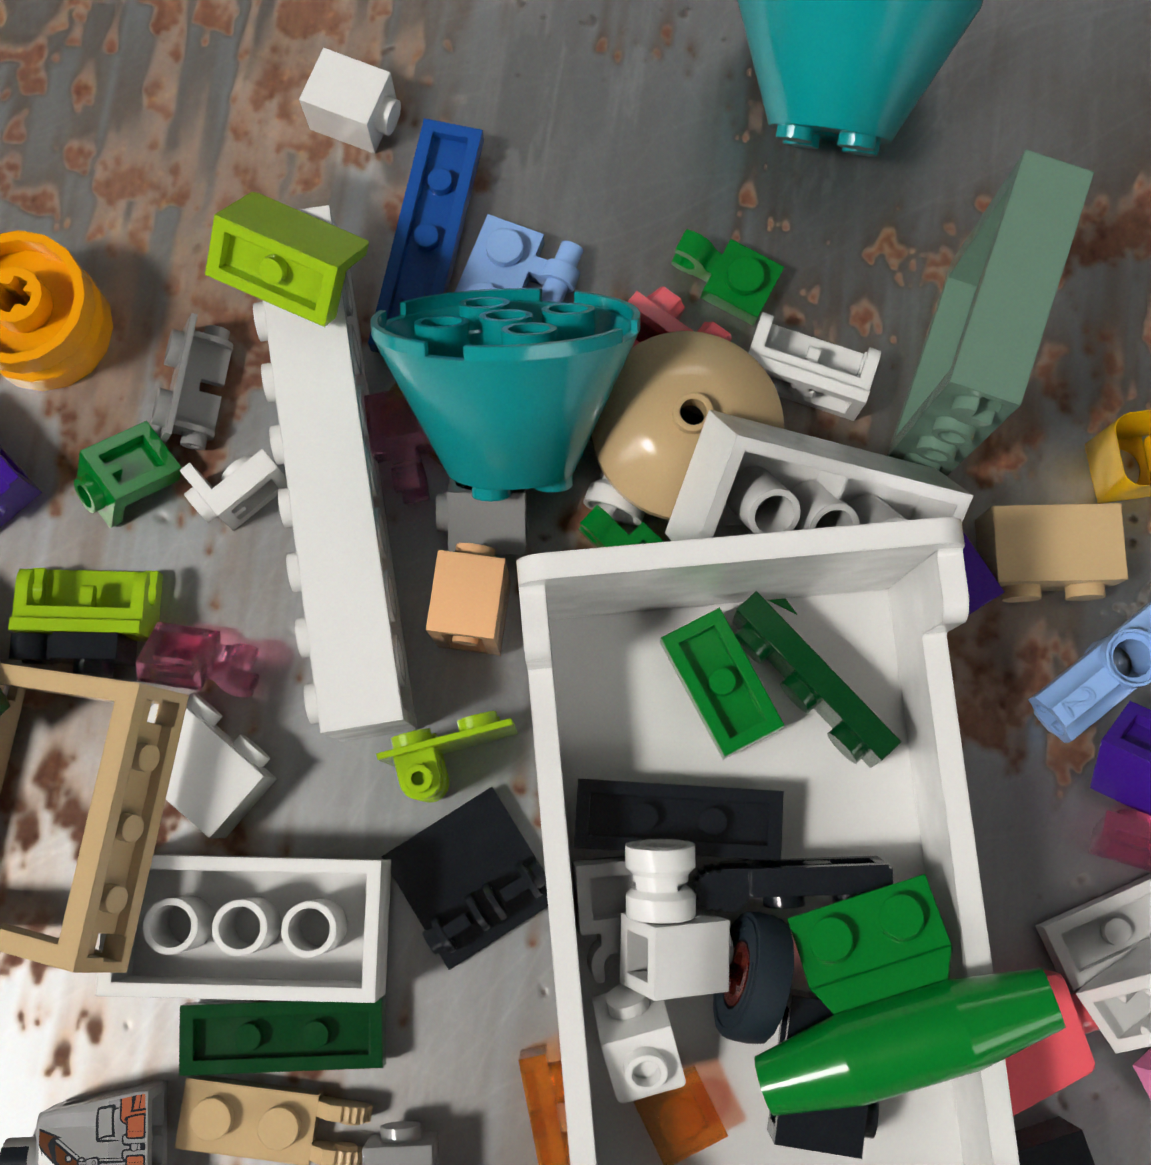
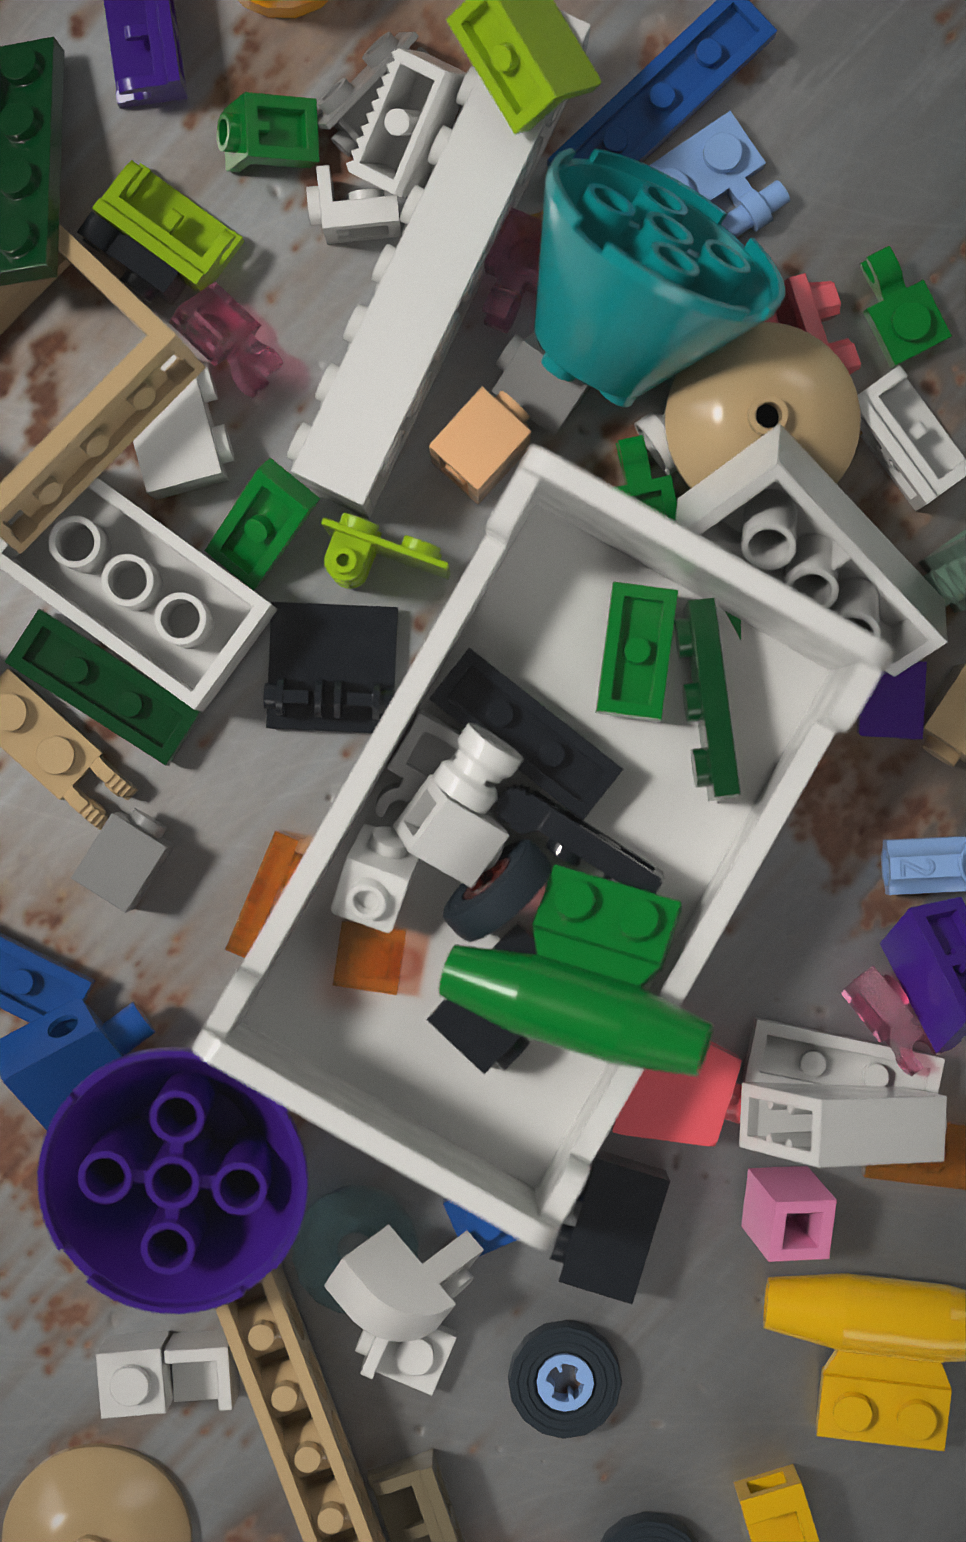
camera: 30 degrees right, 10 degrees up
(229, 384) = (405, 121): none -> white brick
(328, 795) = (262, 523): none -> green plate

